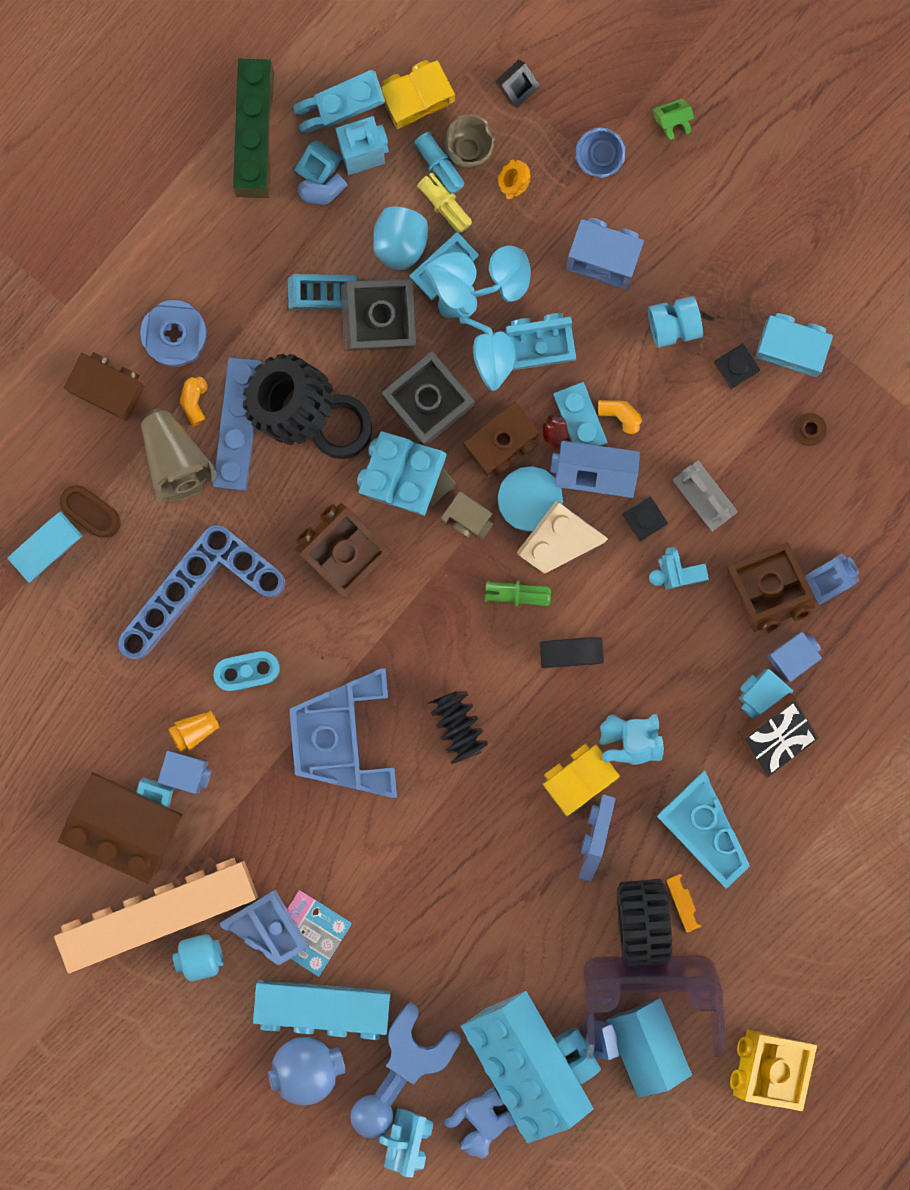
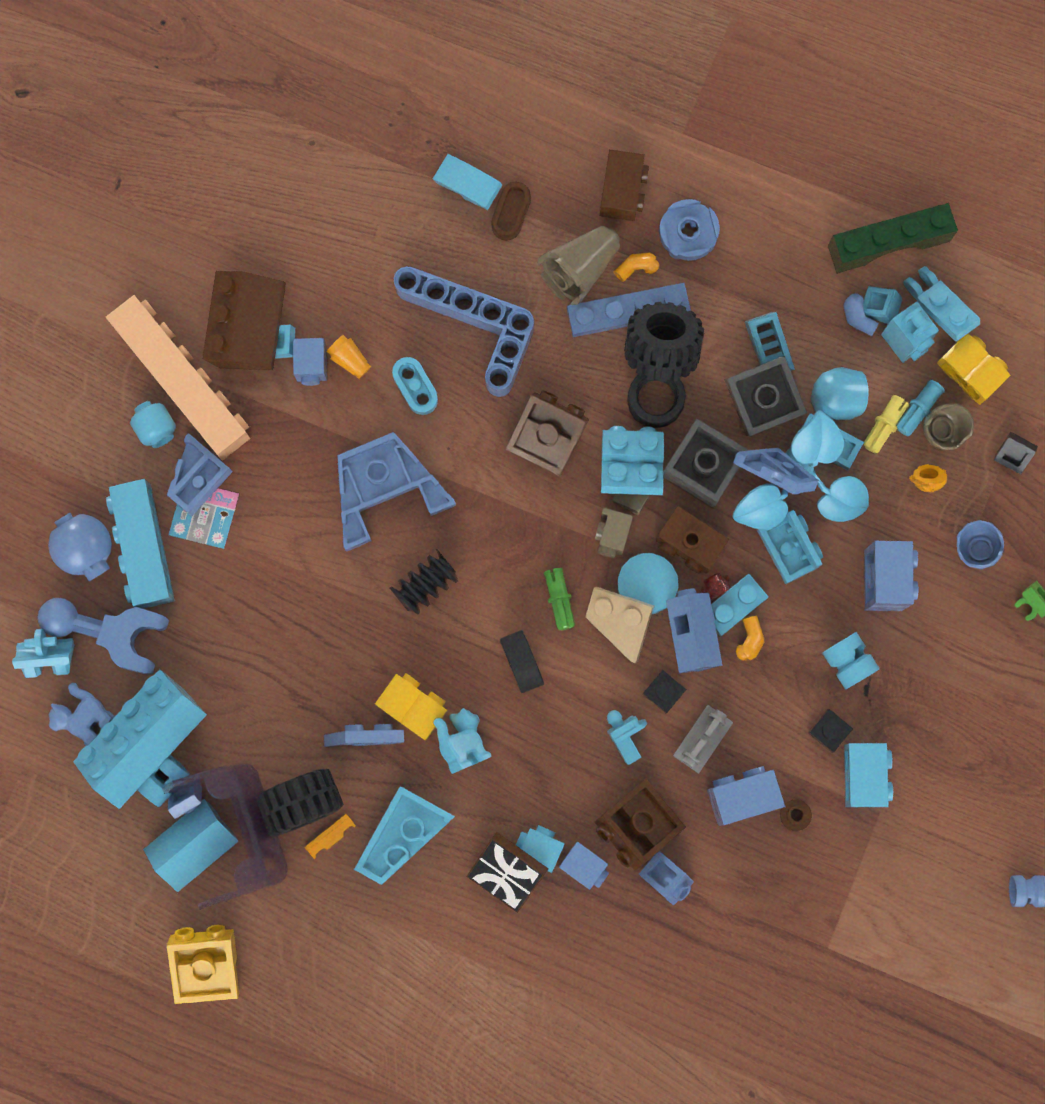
camera: 75 degrees right, 5 degrees down
(461, 328) = (778, 469): none -> medium blue wing
(779, 473) = (745, 797): none -> medium blue brick

